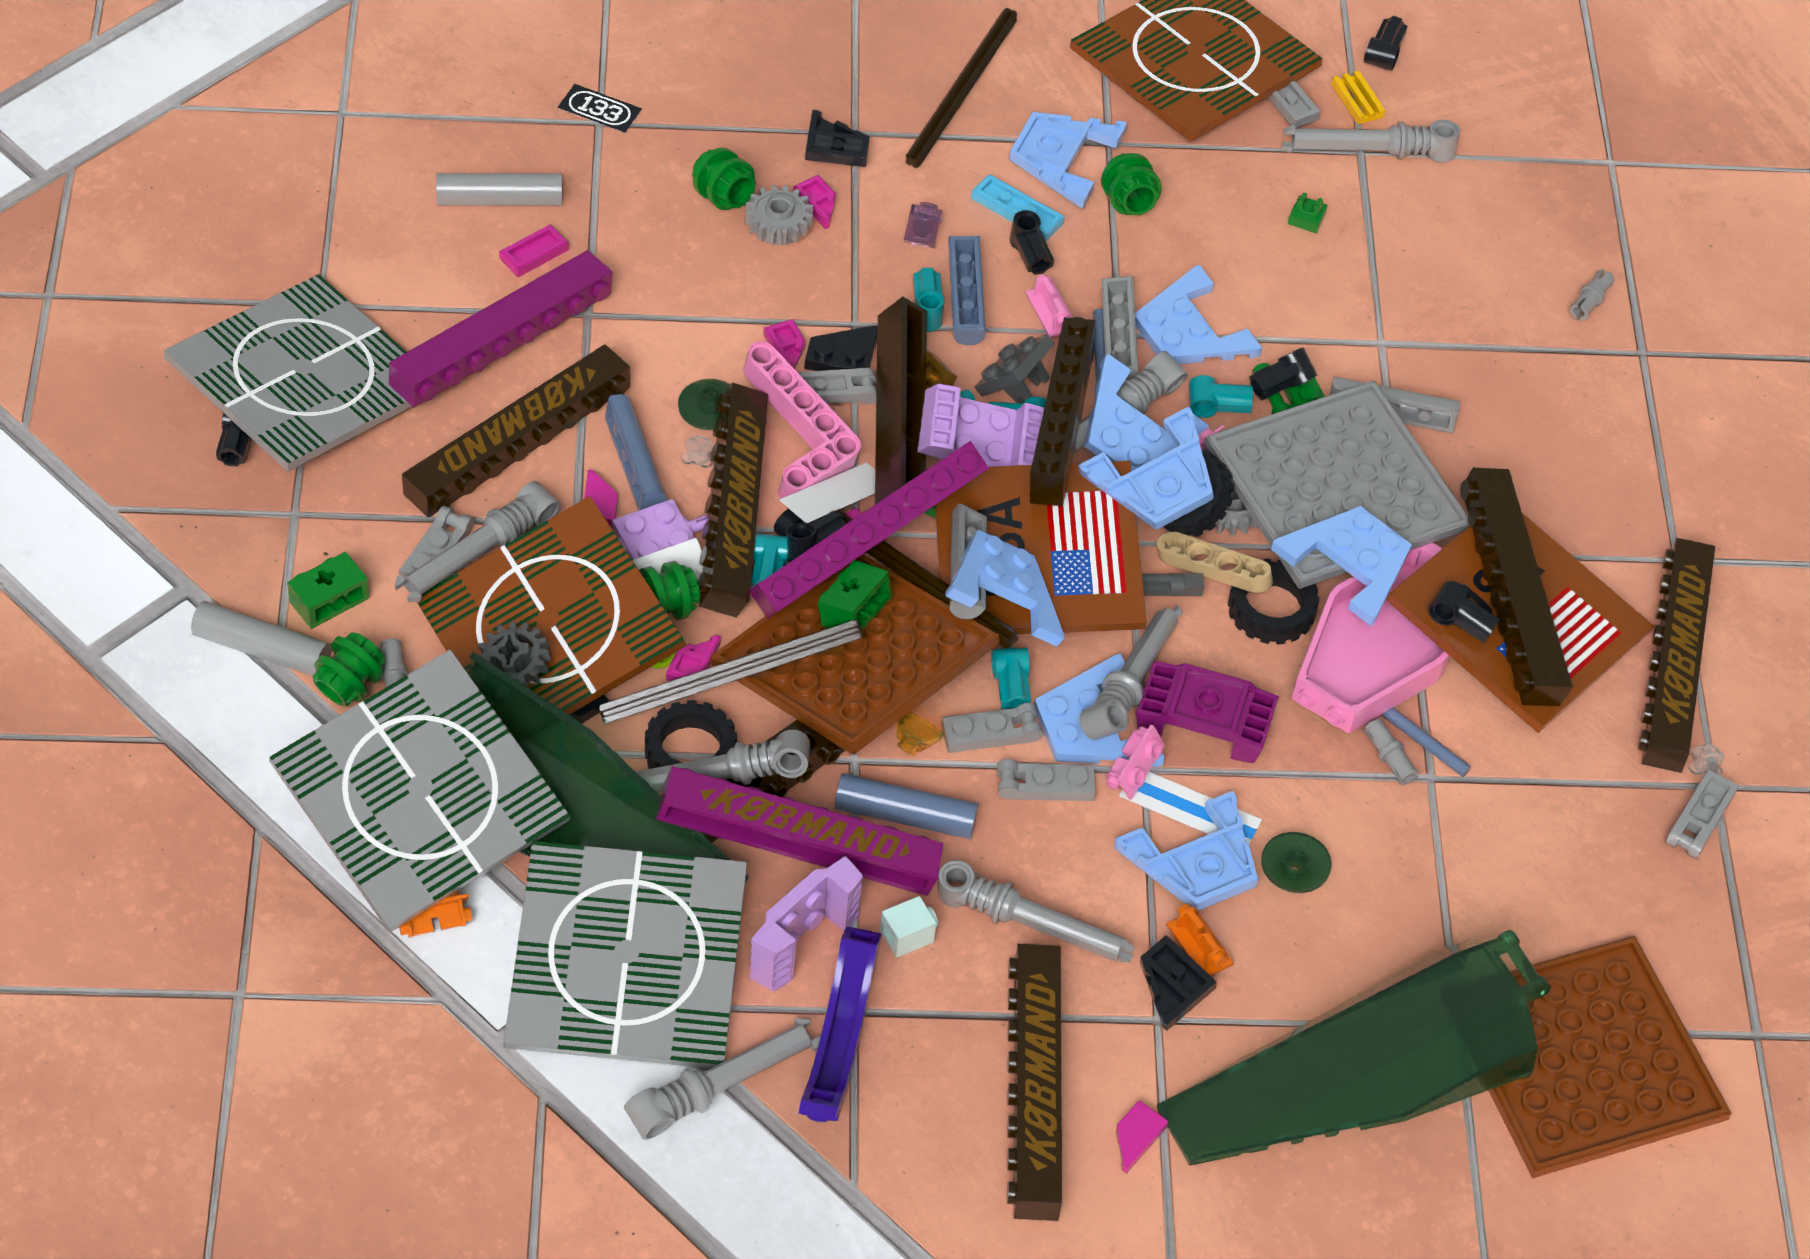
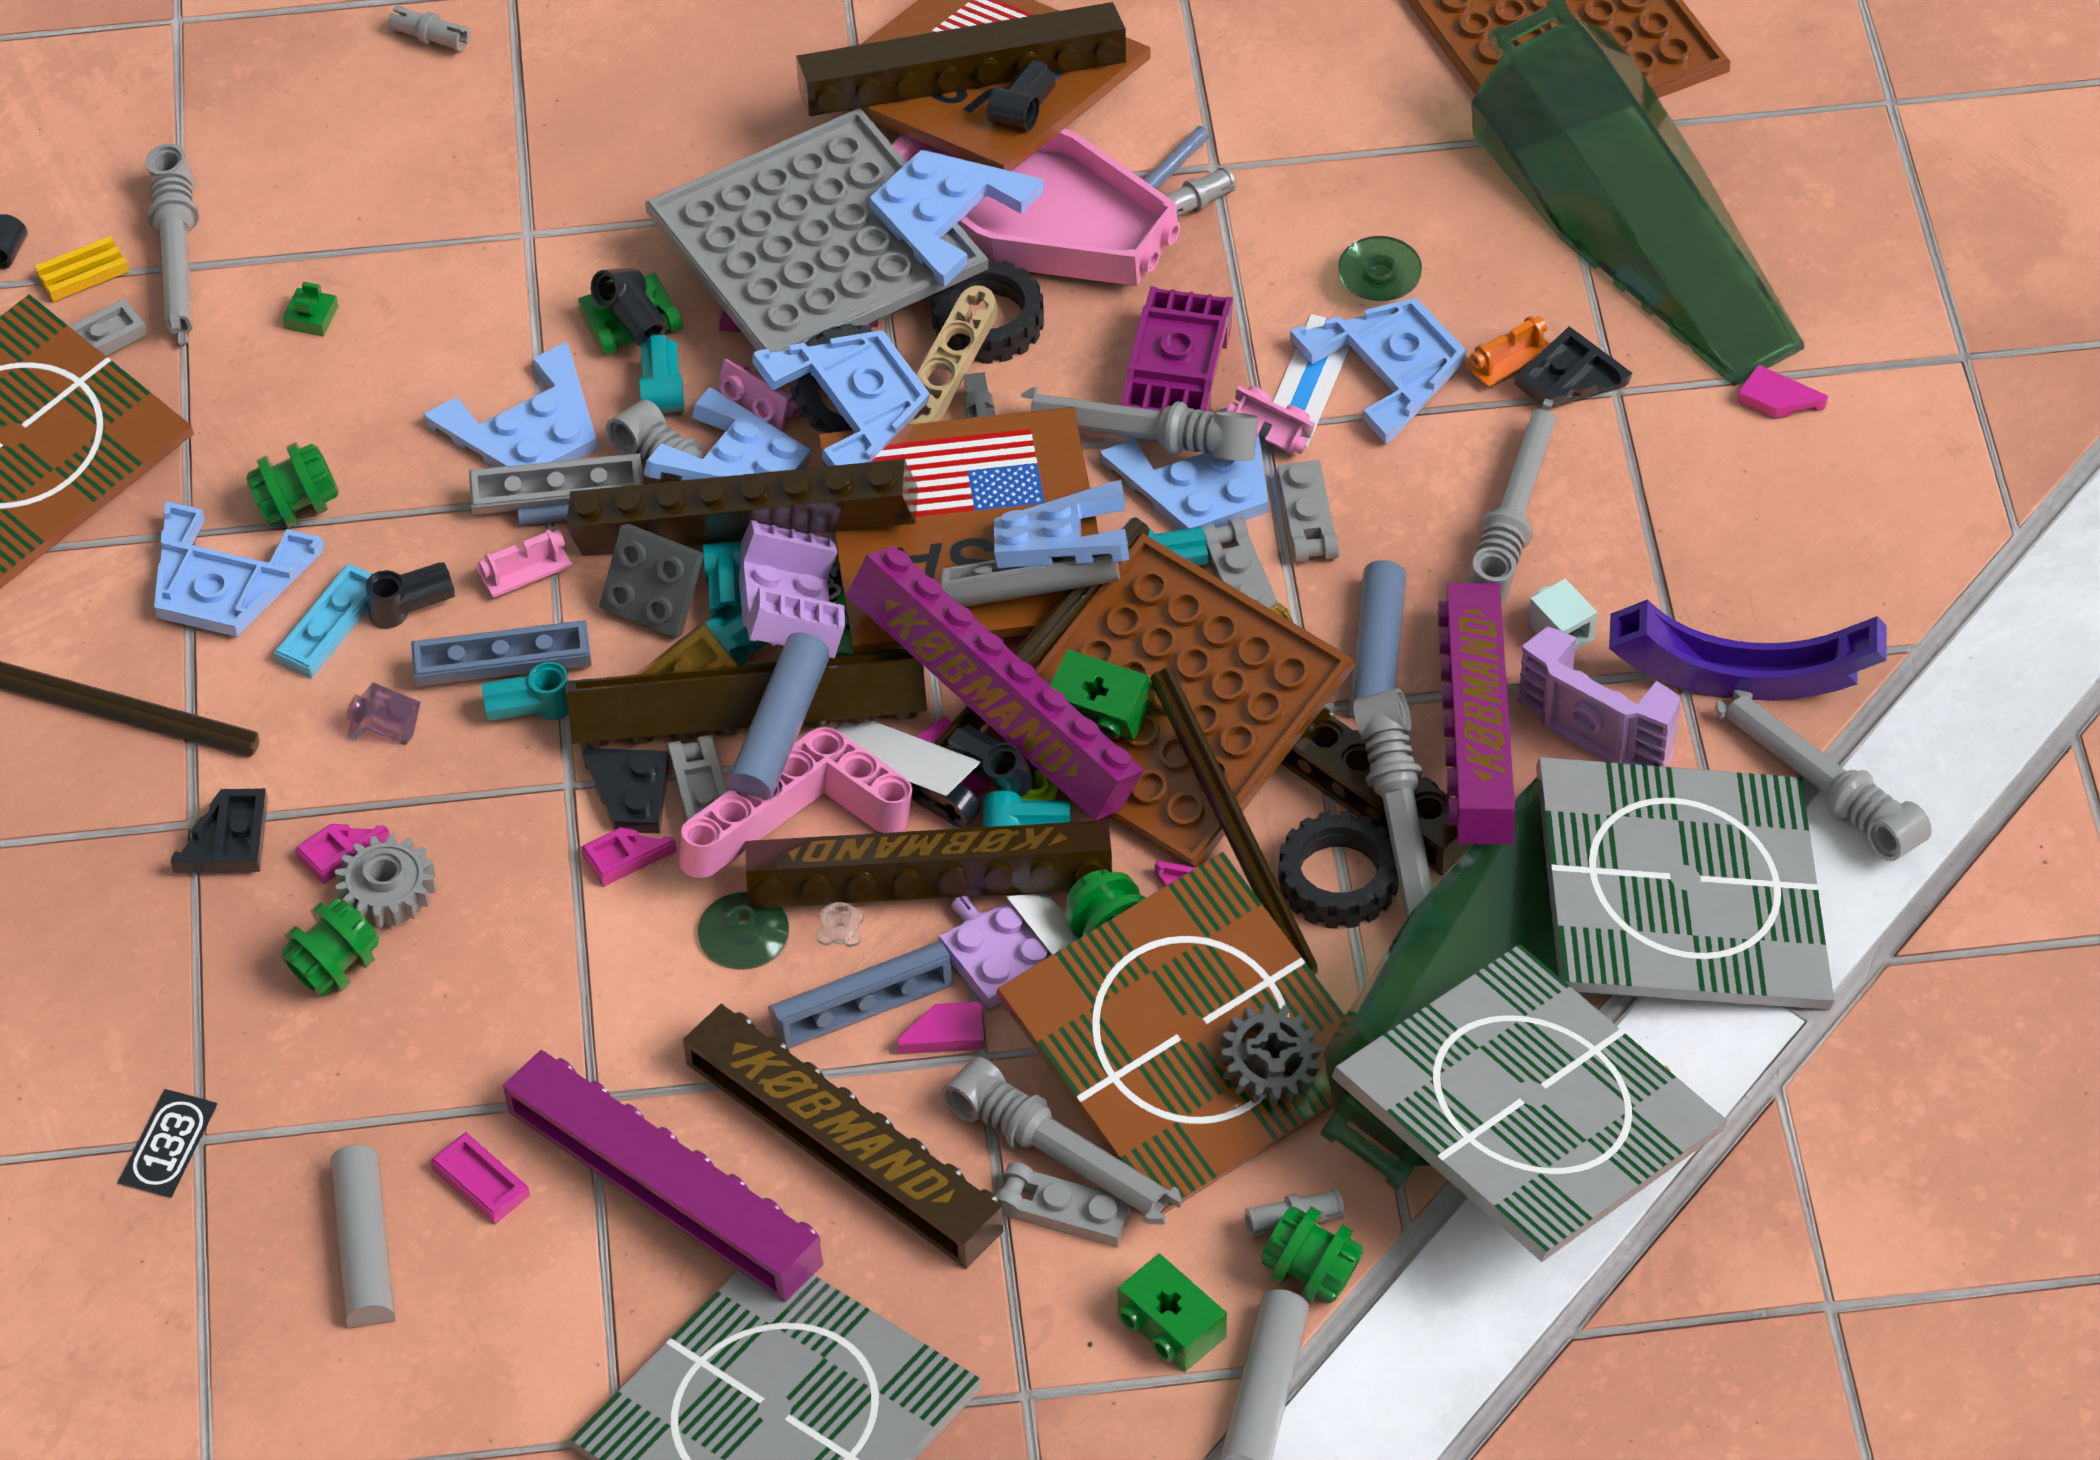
camera: 90 degrees left, 0 degrees up
(854, 402) = (779, 716): none -> sand blue brick
(1036, 1083) = (1740, 480): dark brown brick -> none
(1413, 407) = (649, 179): light grey brick -> none

